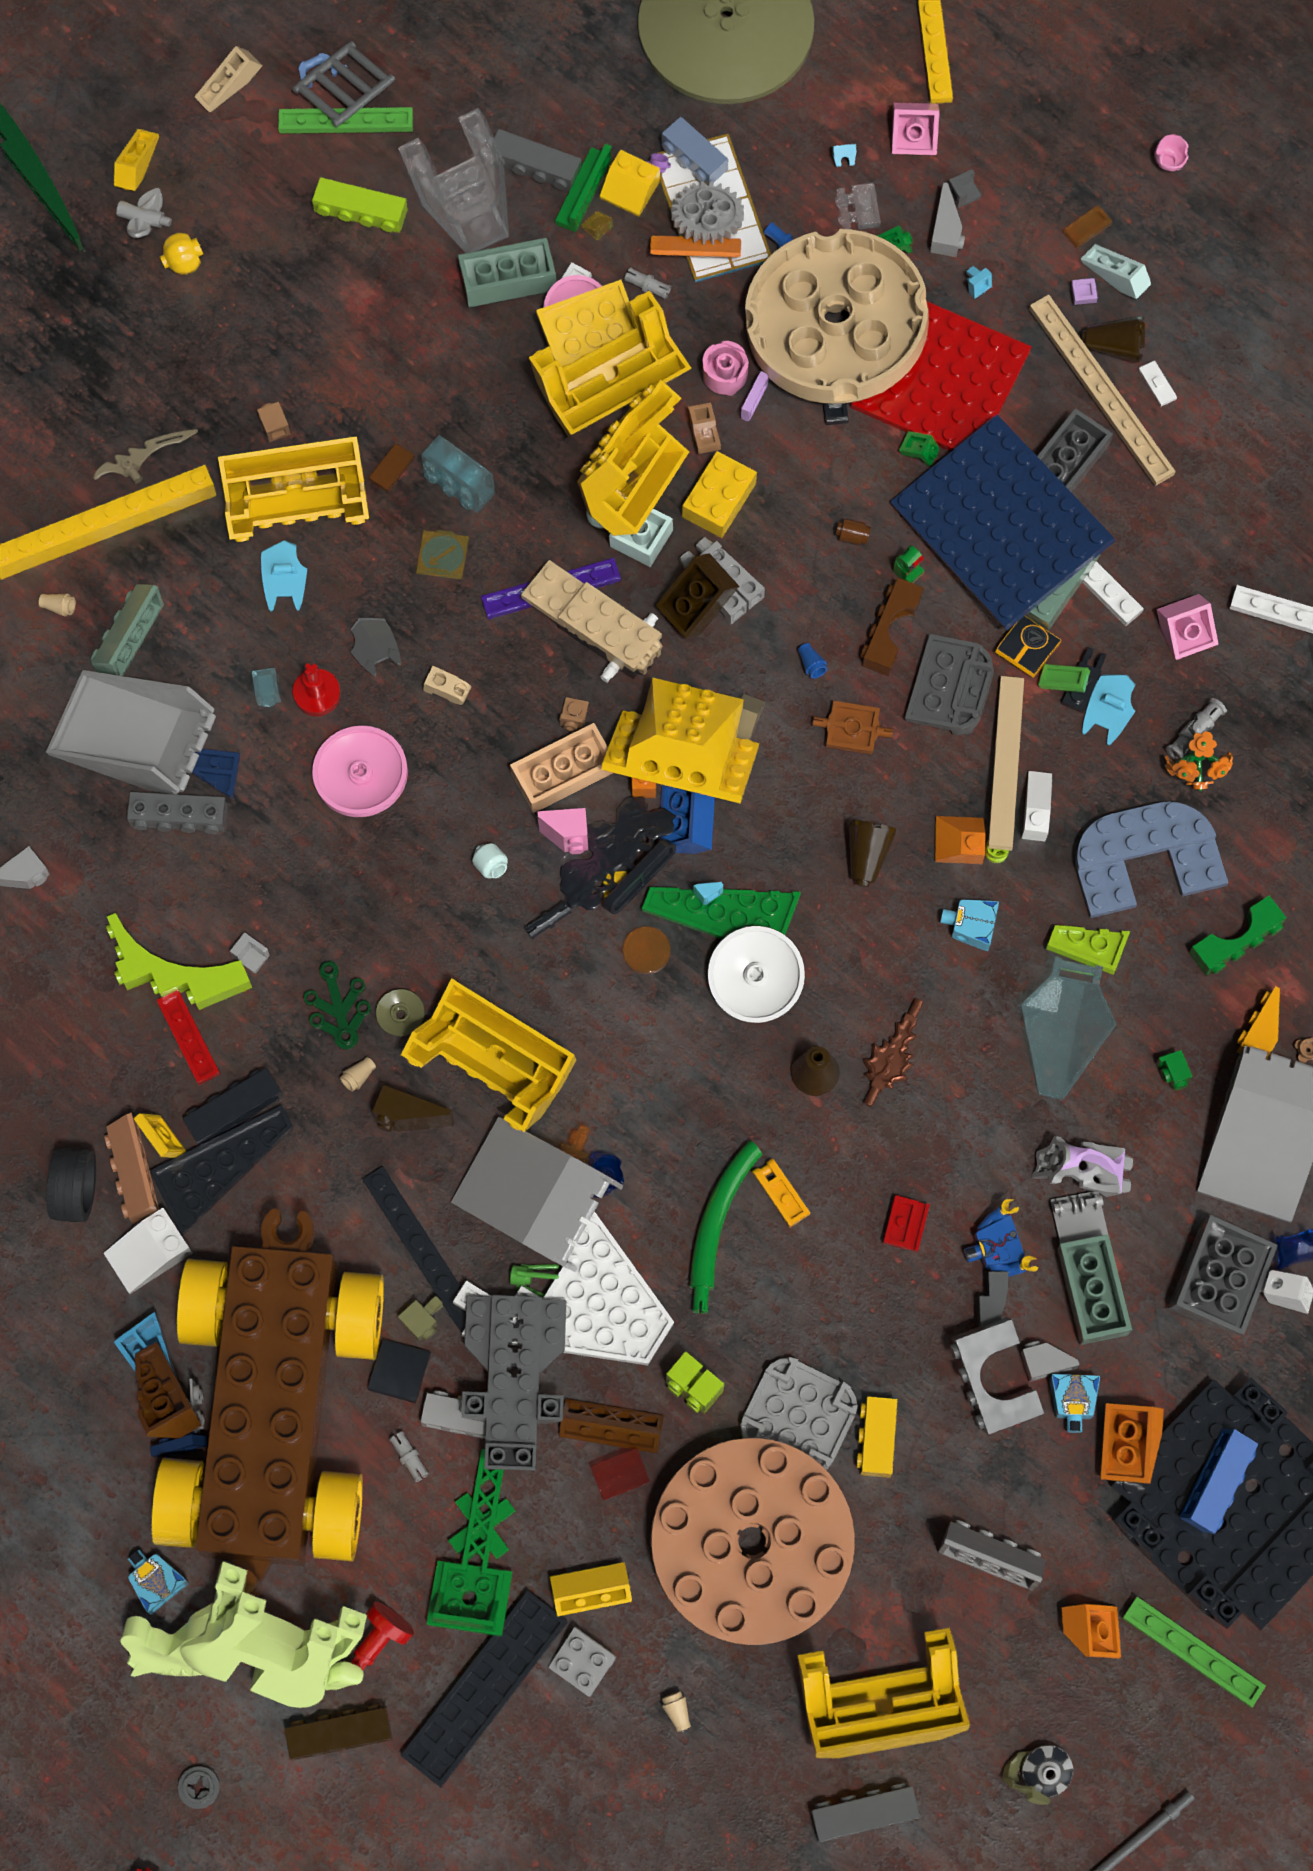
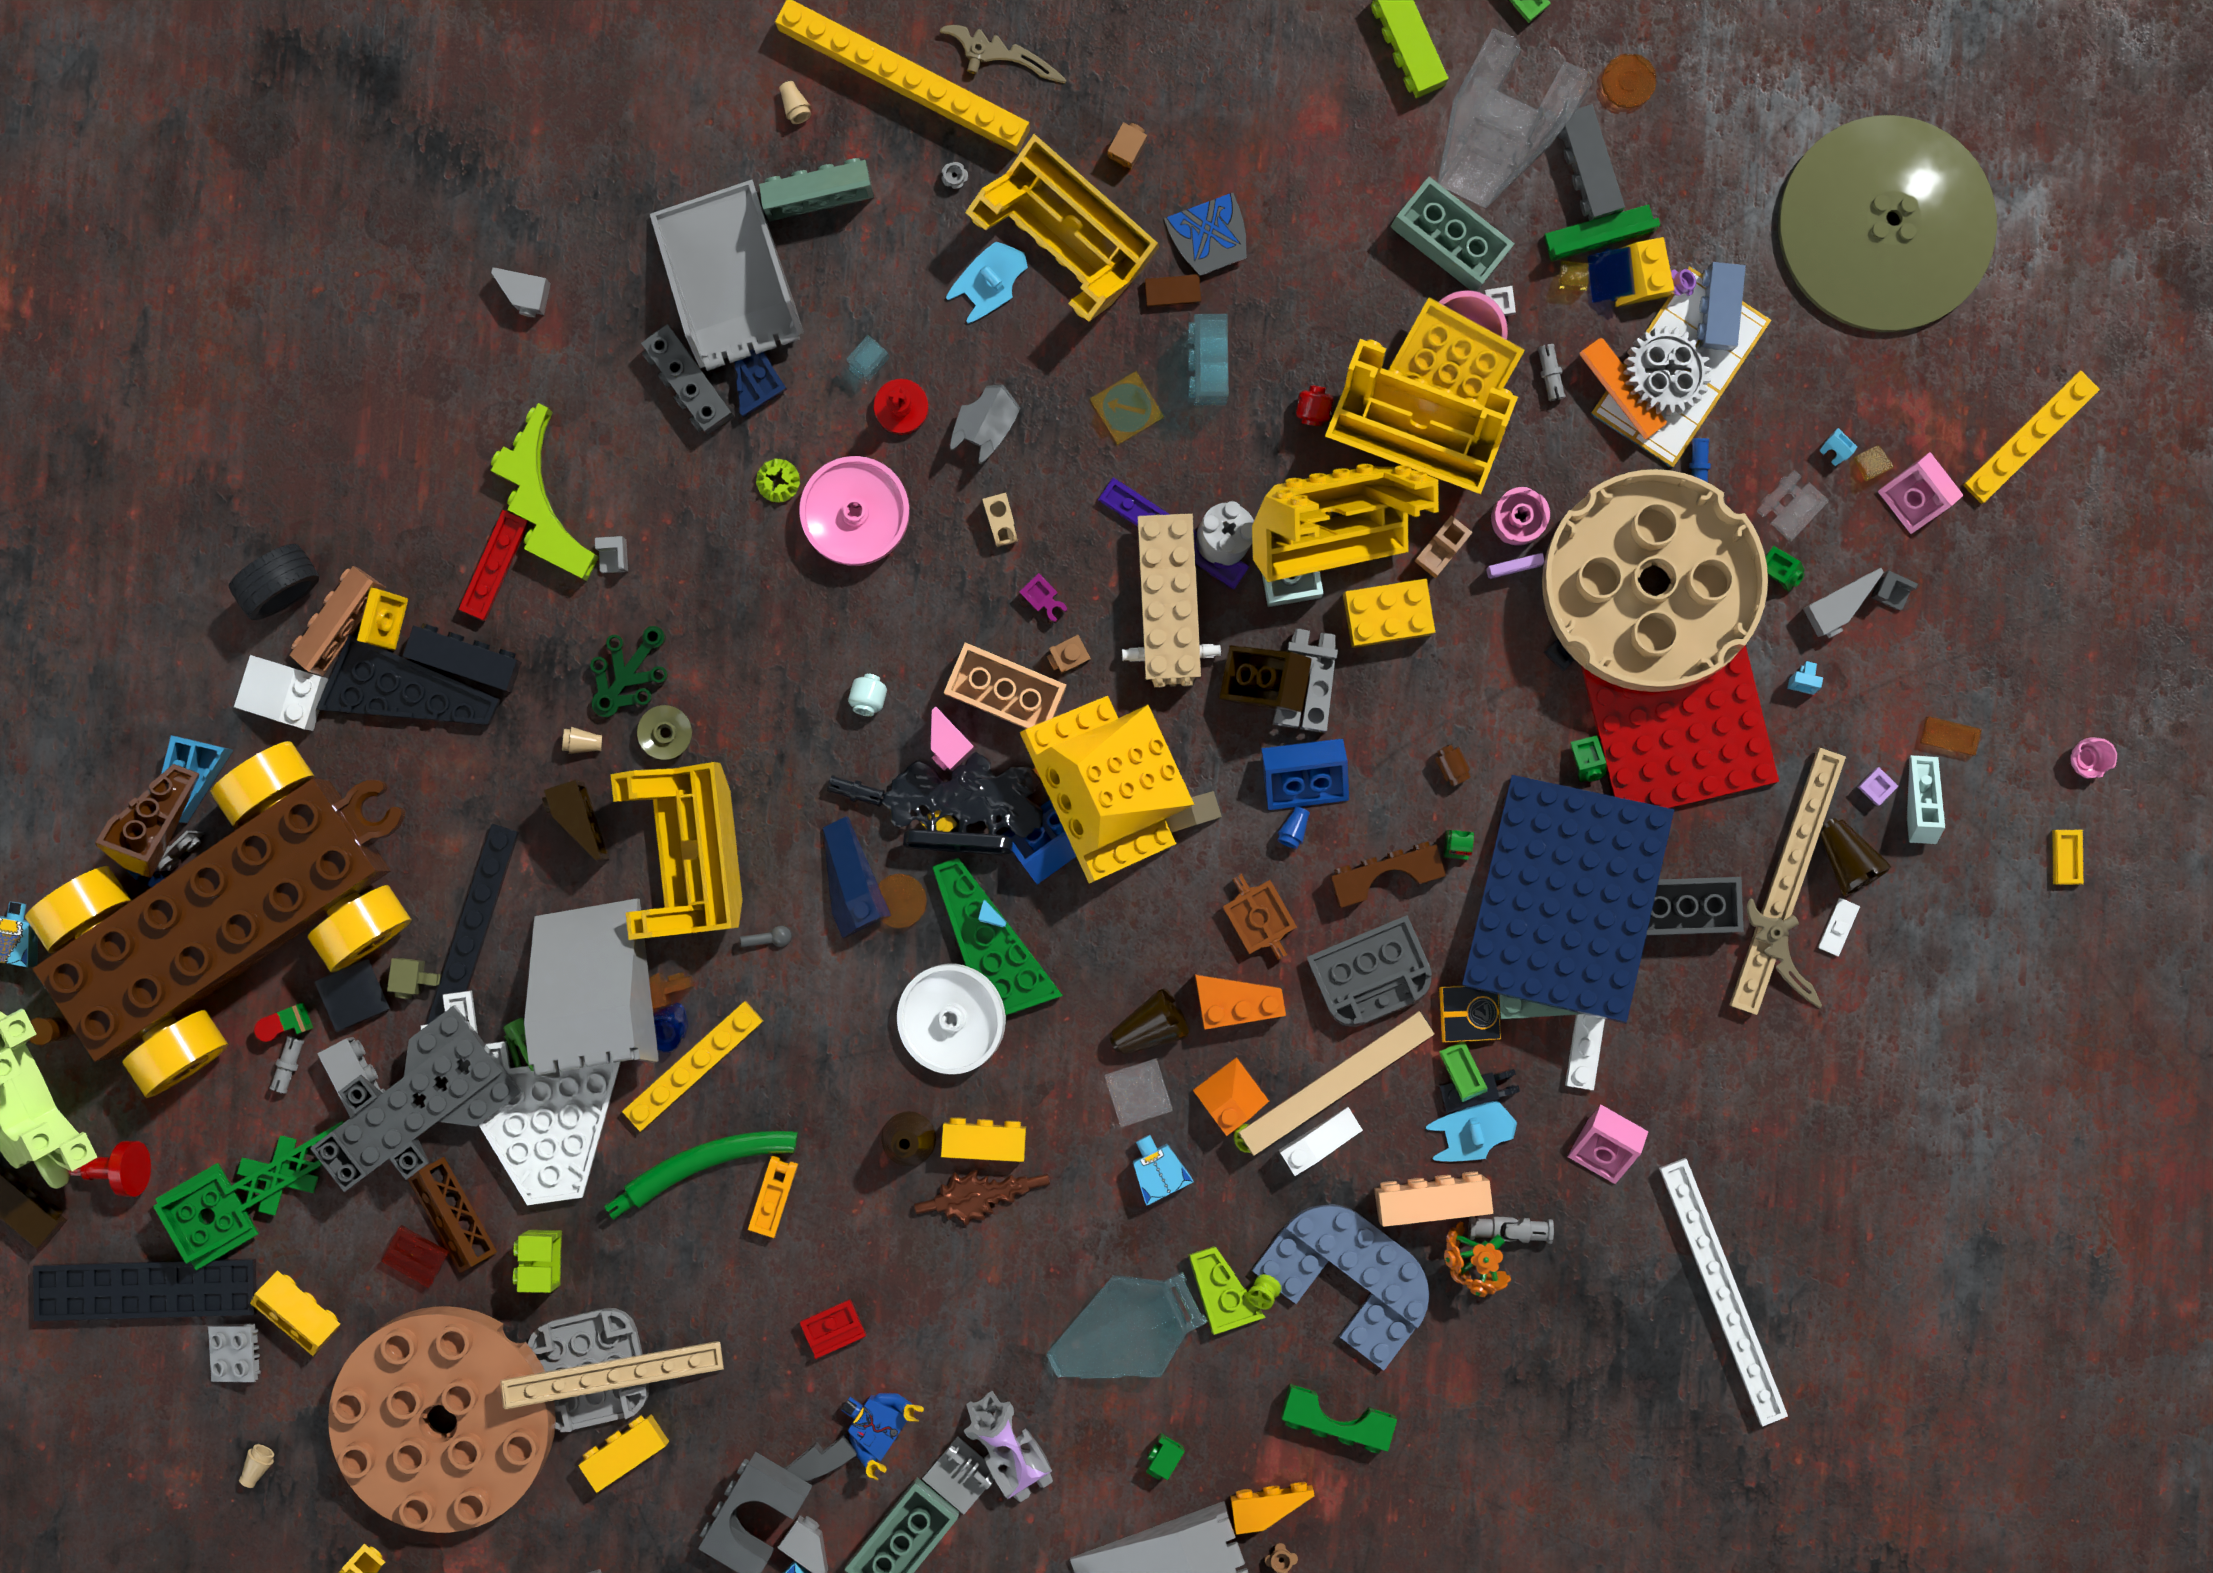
camera: 50 degrees right, 15 degrees up
(191, 538) = (949, 169): none -> light grey plate
(291, 818) = (782, 492): none -> lime gear
(376, 417) = (1210, 234): none -> sticker
(376, 1434) = (274, 1025): none -> leg
(502, 102) = (1629, 80): none -> clear orange tile
(518, 700) = (1041, 594): none -> magenta plate
(544, 437) = (1314, 406): none -> red head
(580, 551) = (1225, 533): none -> light grey brick
(603, 1049) = (779, 936): none -> dark grey bar
(611, 972) = (852, 886): none -> dark blue wedge
(616, 200) = (1611, 275): none -> clear blue piece
(645, 1177) = (692, 1066): none -> yellow plate
(782, 626) = (1305, 774): none -> blue slope
(816, 1391) = (611, 1374): none -> tan tile
(857, 1020) = (983, 1140): none -> yellow brick
(872, 142) = (1873, 463): none -> clear yellow slope
(897, 784) = (1236, 1002): none -> orange wedge
(908, 895) = (1138, 1092): none -> clear tile
(1111, 922) = (1264, 1292): none -> lime wheel
(1130, 418) = (1776, 934): none -> dark tan piece
(1135, 758) = (1434, 1199): none -> light nougat brick
(1224, 217) = (2067, 856): none -> yellow tile

